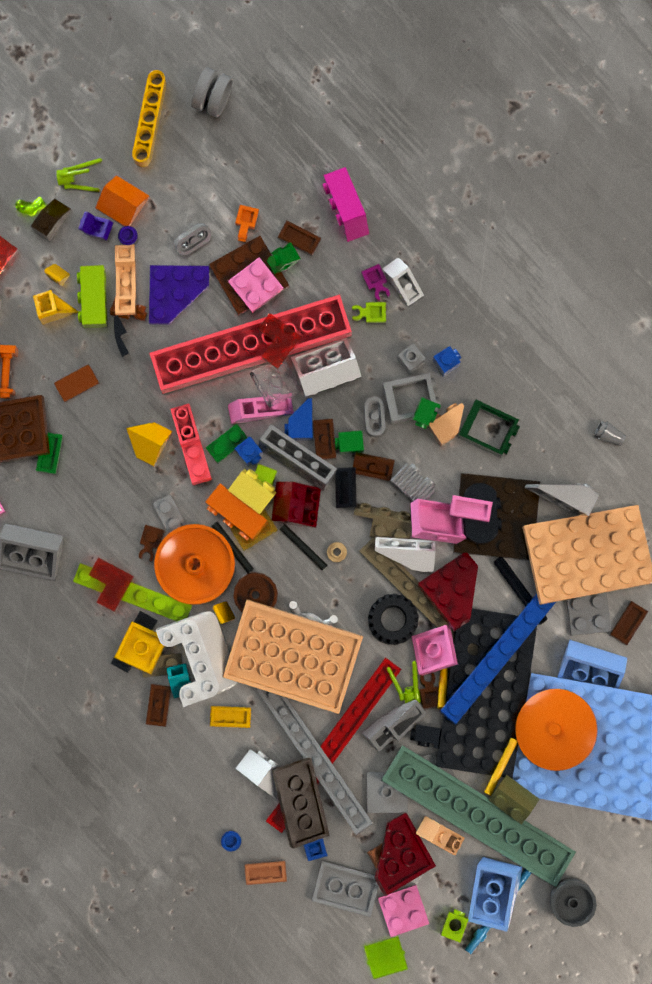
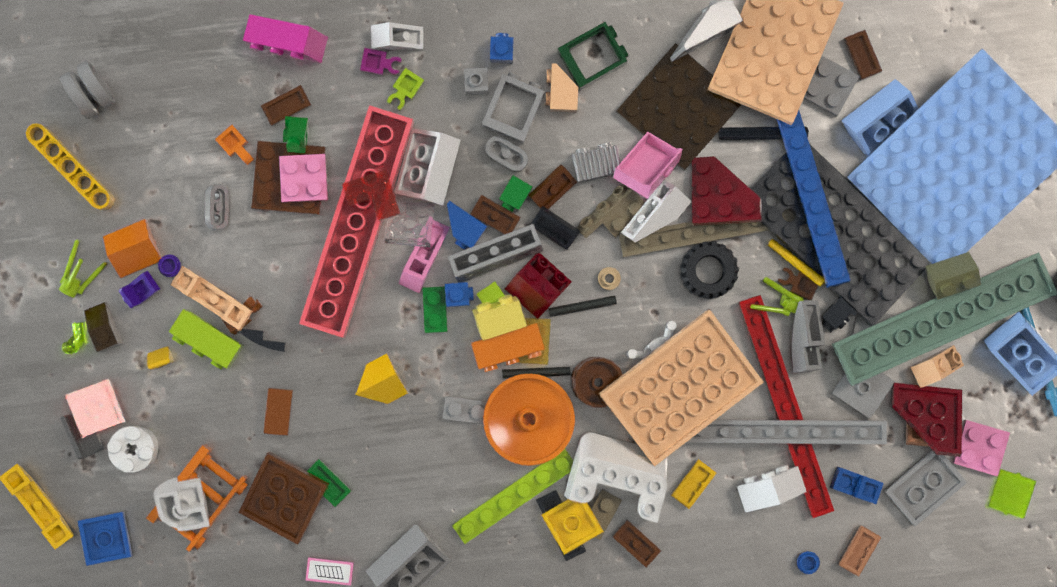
camera: 60 degrees left, 5 degrees up
(51, 307) = (188, 385): yellow slope -> none
(116, 583) = (494, 504): clear red plate -> none
(151, 540) = (476, 442): reddish brown plate -> none
(174, 290) = (253, 258): dark purple plate -> none
(178, 677) = (625, 508): teal brick -> none
(191, 444) = (412, 344): coral slope -> none
(223, 612) = (592, 423): yellow slope -> none
(300, 802) = (821, 474): dark brown plate -> none
(425, 412) = (538, 104): green brick -> none
(434, 650) = (765, 251): bright pink plate -> none
(455, 935) = (1037, 414): lime brick -> none
(470, 508) = (659, 125): bright pink tile -> none
(479, 531) = (669, 119): black brick -> none
(501, 766) = (915, 267): yellow bar -> none
(556, 729) = (917, 191): orange dish -> none

